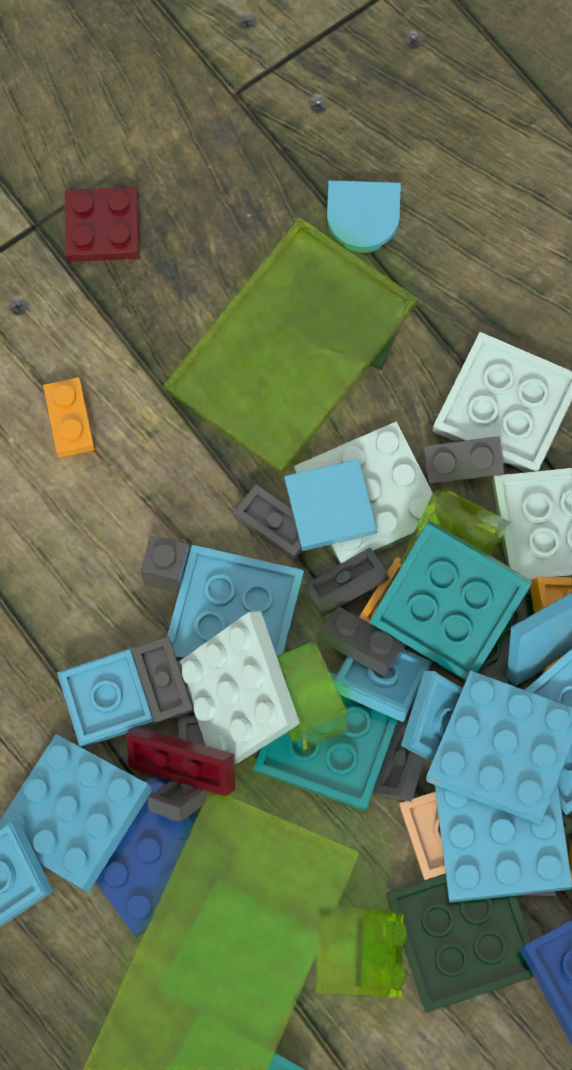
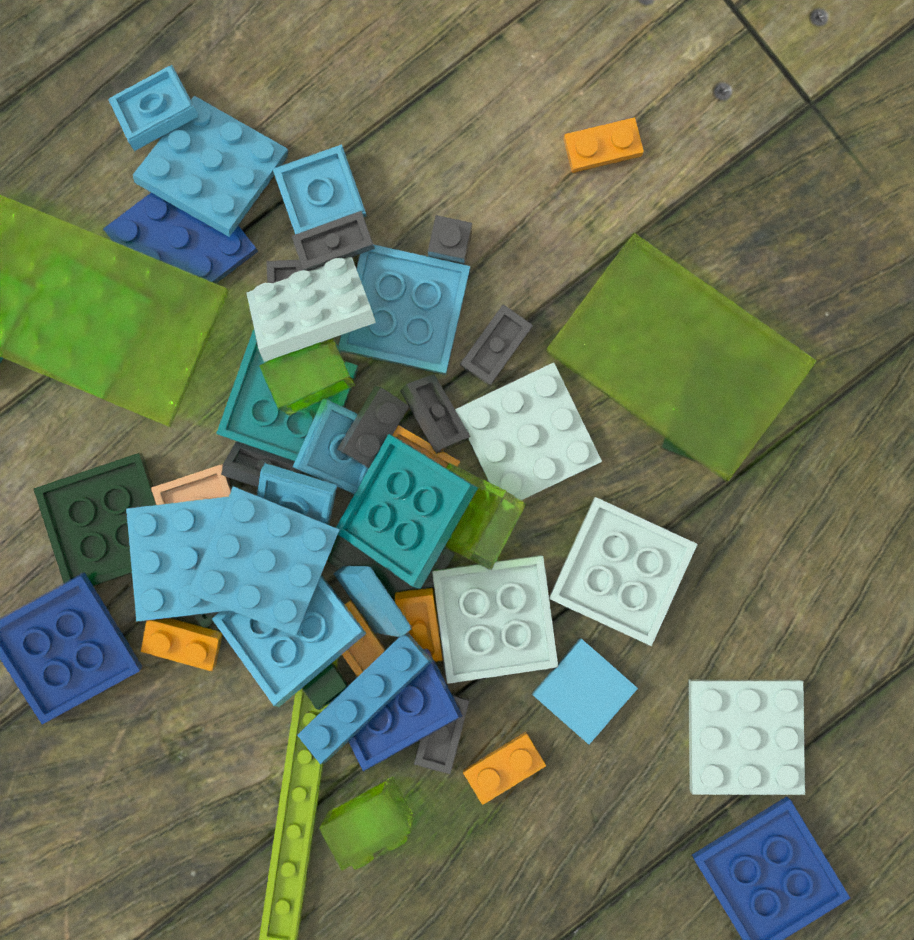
camera: 90 degrees right, 15 degrees up
(101, 224) = (812, 166): dark red plate -> none
(176, 800) = (225, 267): dark grey plate -> none
(181, 761) = (252, 260): dark red plate -> none
(330, 505) = (509, 396): medium azure tile -> none
(360, 952) = (74, 426): clear neon green brick -> none
(363, 213) = (830, 428): medium azure tile -> none
(464, 459) = (560, 528): dark grey plate -> none

